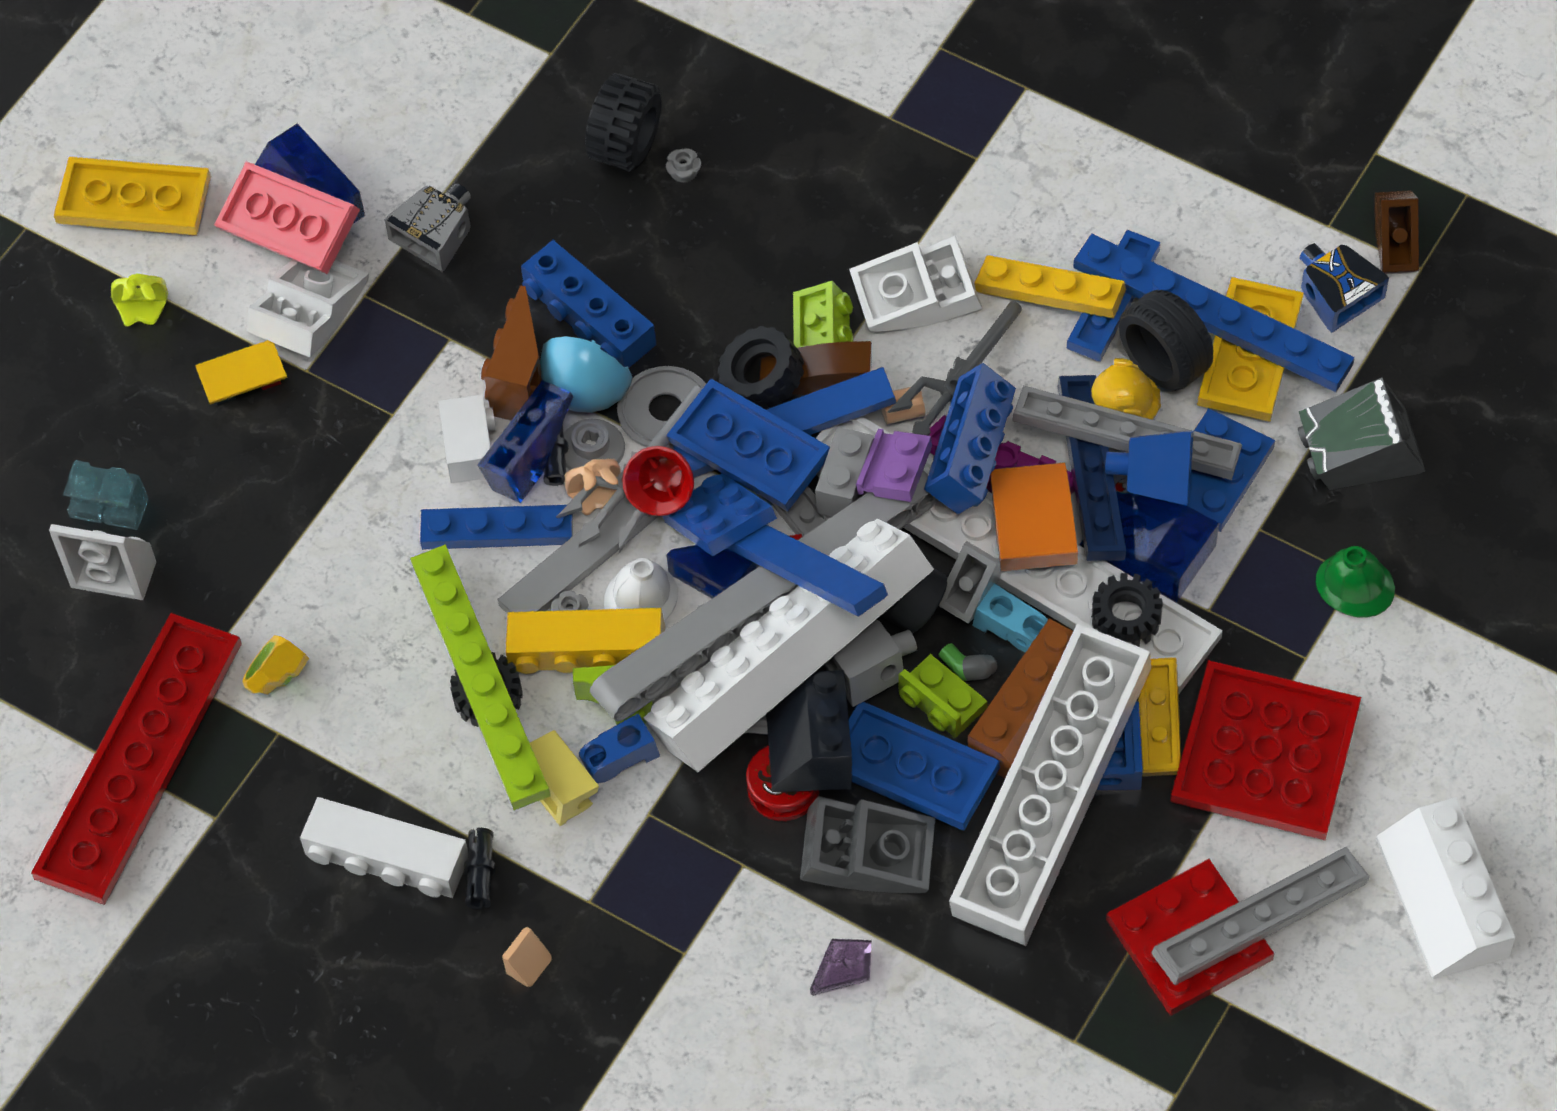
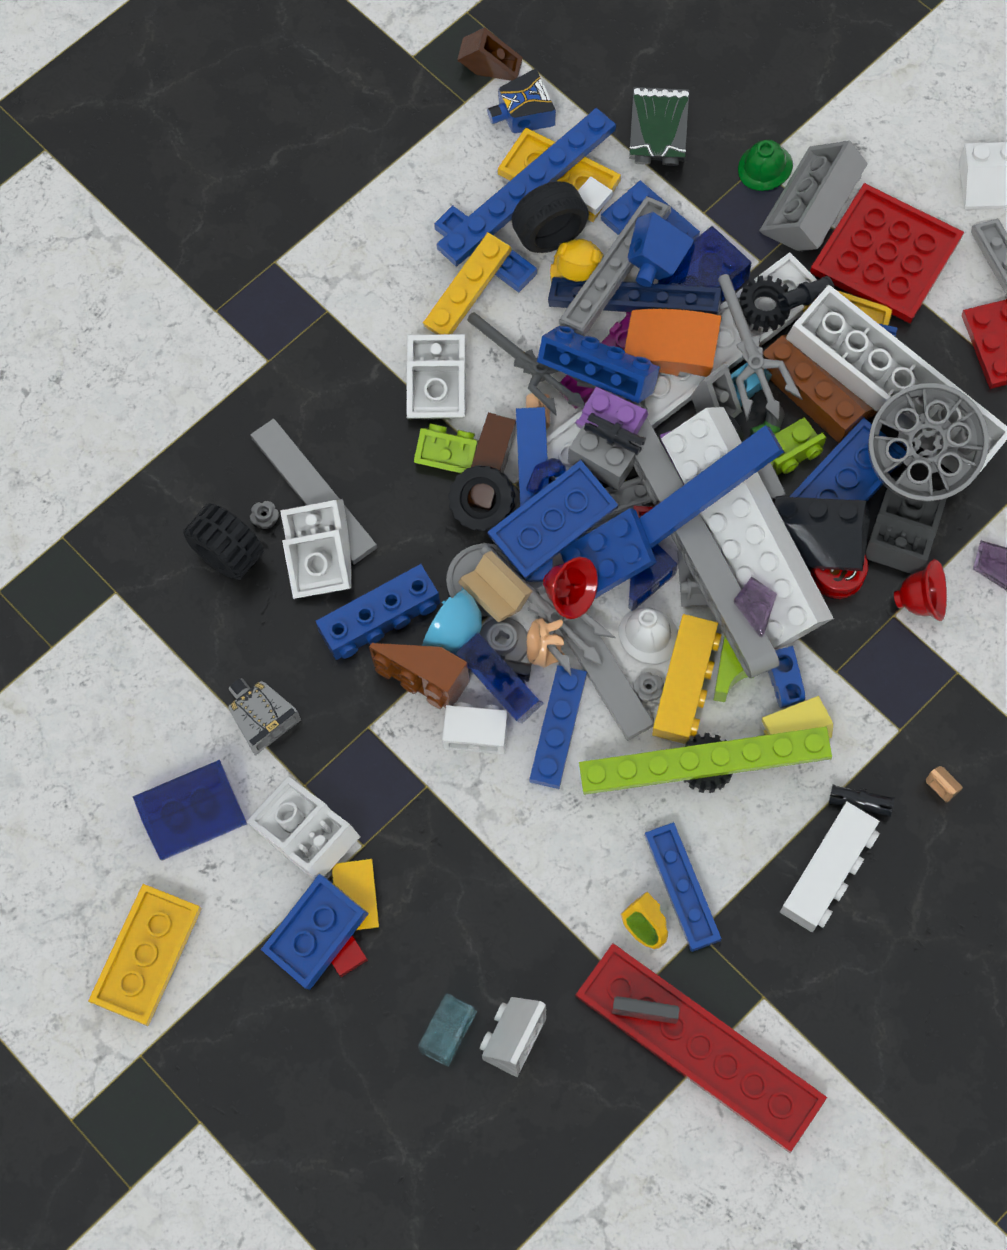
camera: 75 degrees left, 10 degrees up
(141, 303) = (255, 967): neon yellow piece -> none
(160, 678) = (645, 1010): none -> dark grey tile
(173, 383) = (349, 958): none -> red tile
(188, 339) = (314, 931): none -> blue plate
(287, 217) = (221, 825): coral tile -> none
(325, 697) = (682, 887): none -> blue plate
(642, 408) = (496, 587): none -> tan panel
(650, 221) = (317, 548): none -> white slope
(678, 666) = (756, 604): none -> clear purple piece
(728, 205) = (307, 481): none -> light grey tile
(775, 887) = (924, 592): none -> red hat
(807, 416) = (542, 471): none -> clear blue arm
(863, 463) = (614, 433): none -> black pin
(974, 847) = (932, 395): none -> light grey wheel
(1039, 608) = (753, 356): none -> light grey piece
(1137, 634) = (803, 294): none -> black pin
(1223, 386) = (595, 195): none -> white tile
(1320, 646) = (814, 195): none -> light grey slope

